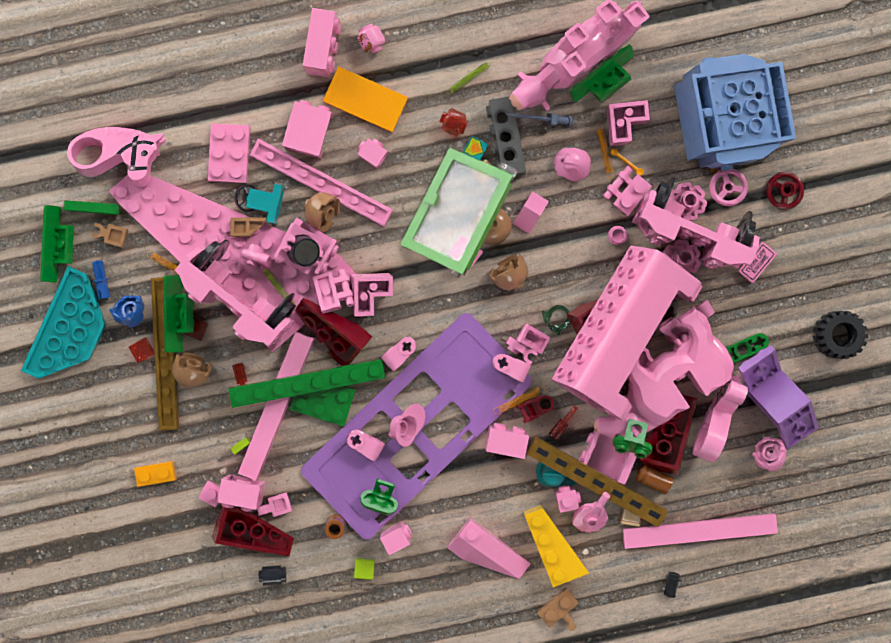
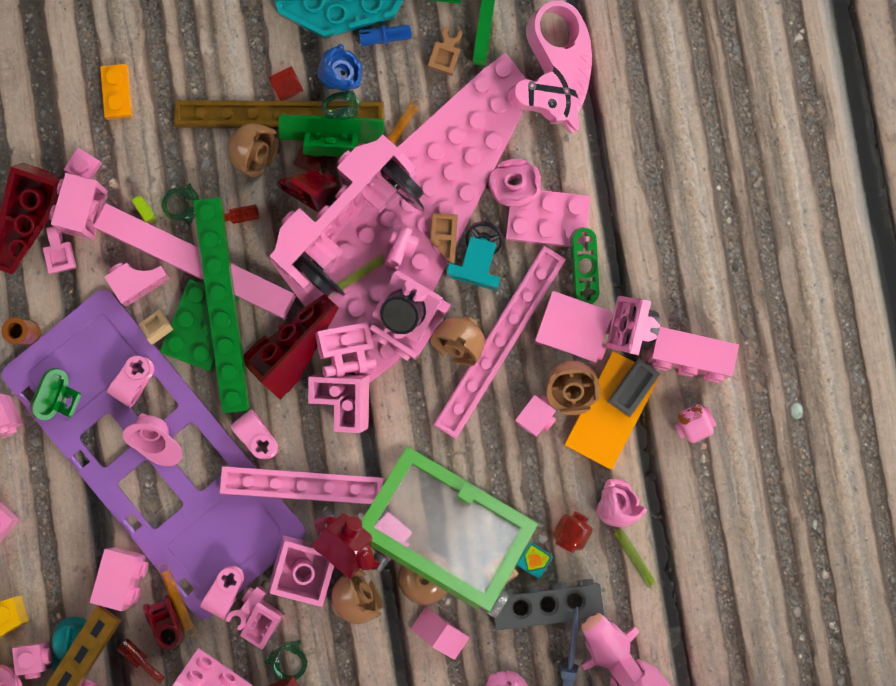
camera: 95 degrees right, 5 degrees down
(159, 304) = (347, 111): none -> clear green piece
(213, 175) = (517, 194): none -> bright pink tile
(218, 326) = (310, 188): none -> dark red wedge
(242, 414) = (187, 214): none -> clear green piece
(277, 128) = (579, 286): none -> green beam
(295, 449) = (133, 284): none -> bright pink arch
(303, 85) = (633, 326): none -> bright pink piece
(325, 430) = (155, 327): none -> tan tile
(348, 84) = (634, 387): none -> dark grey tile
(350, 127) = (572, 387): none -> medium nougat cylinder
(432, 90) = (619, 504): none -> bright pink hair
(433, 318) = (299, 485): none -> bright pink plate
(471, 280) = (346, 544): none -> dark red torso
(493, 311) = (300, 572): none -> bright pink brick

